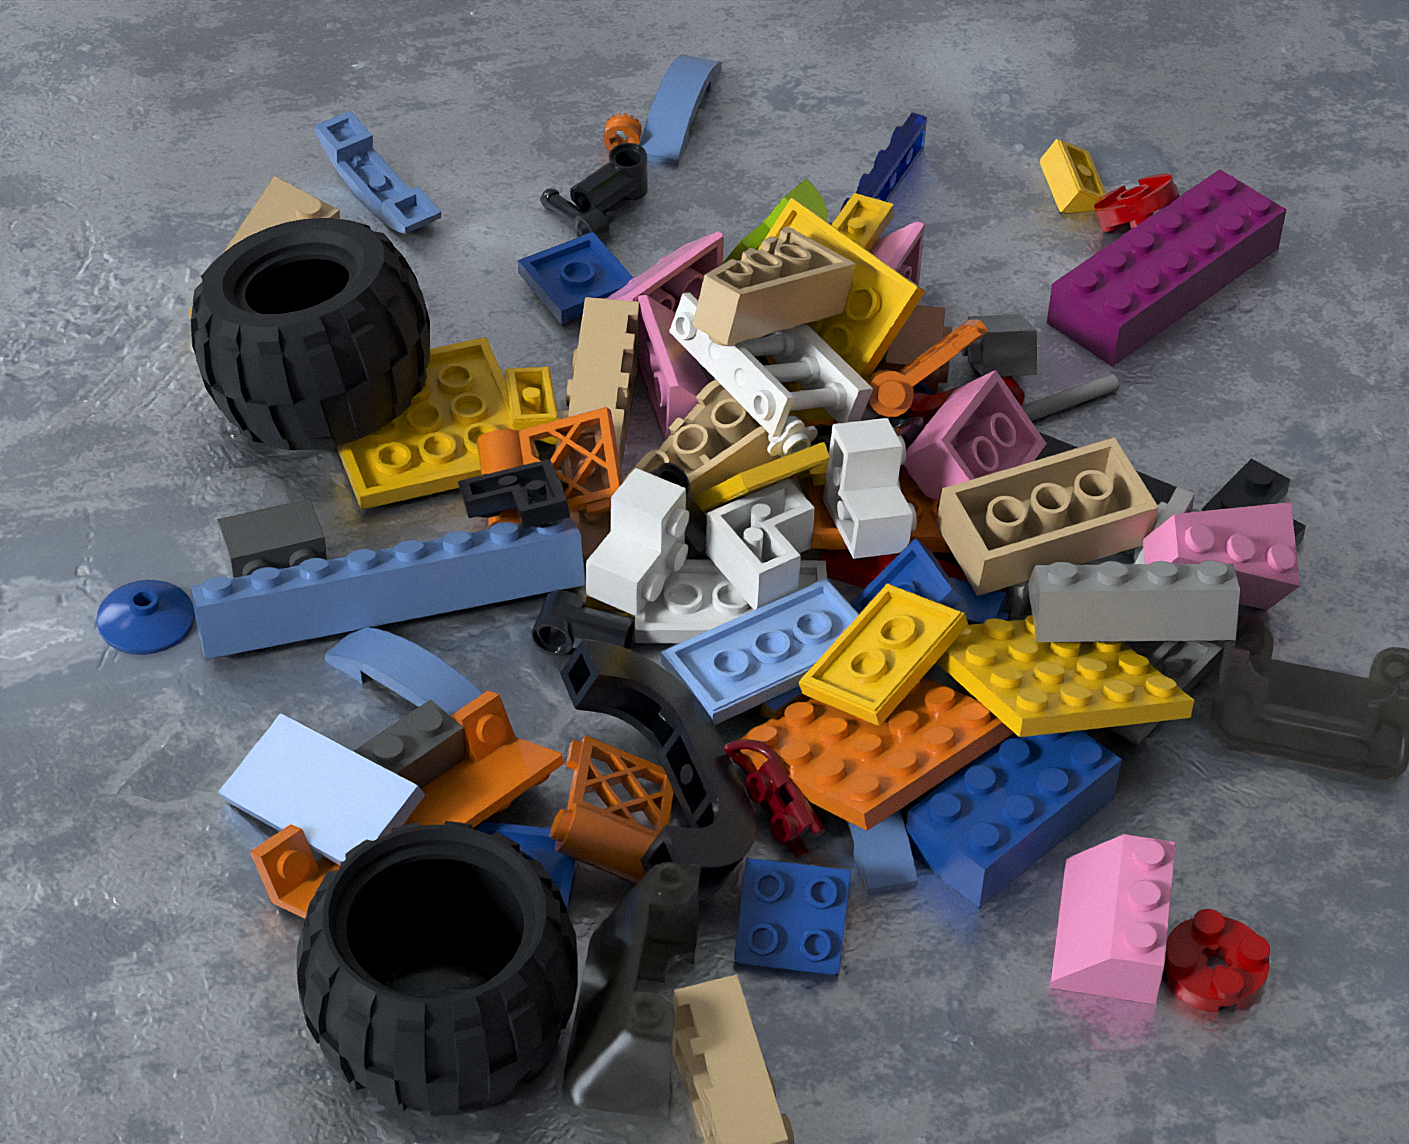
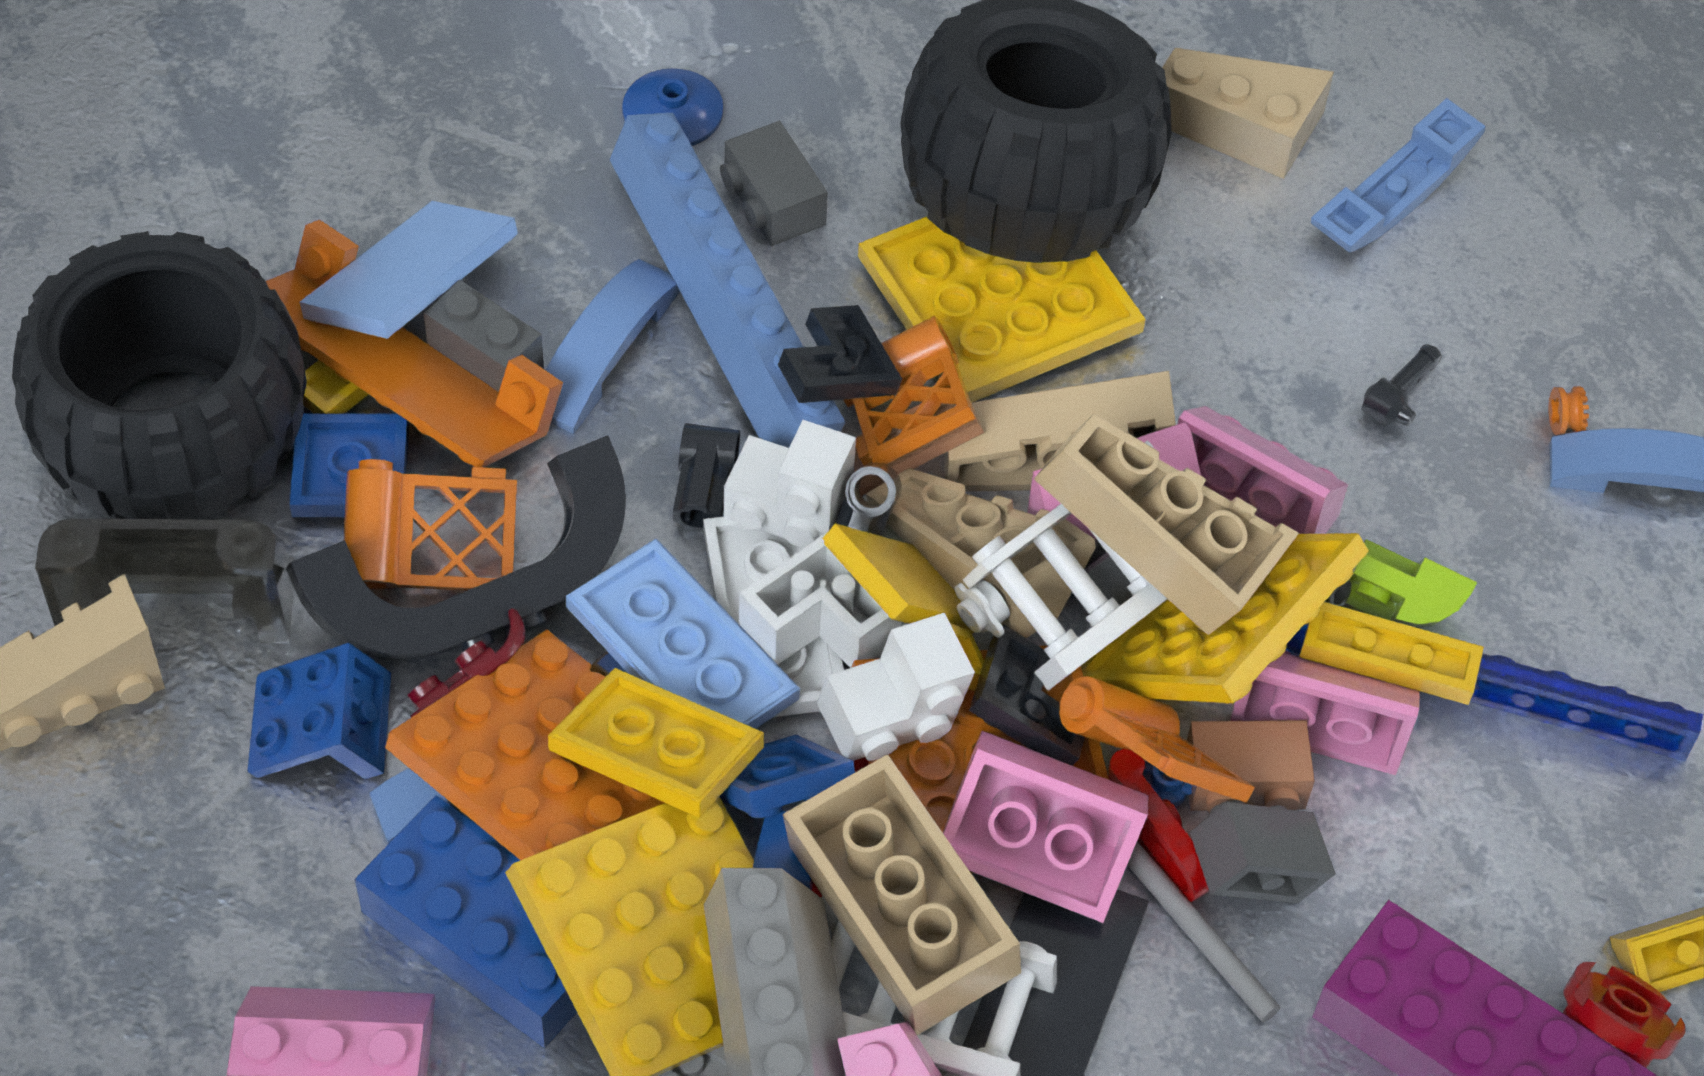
camera: 80 degrees right, 10 degrees up
(531, 398) = (1042, 369): yellow slope -> none
(572, 272) = (1286, 395): blue plate -> none
(619, 179) = (1484, 416): black piece -> none

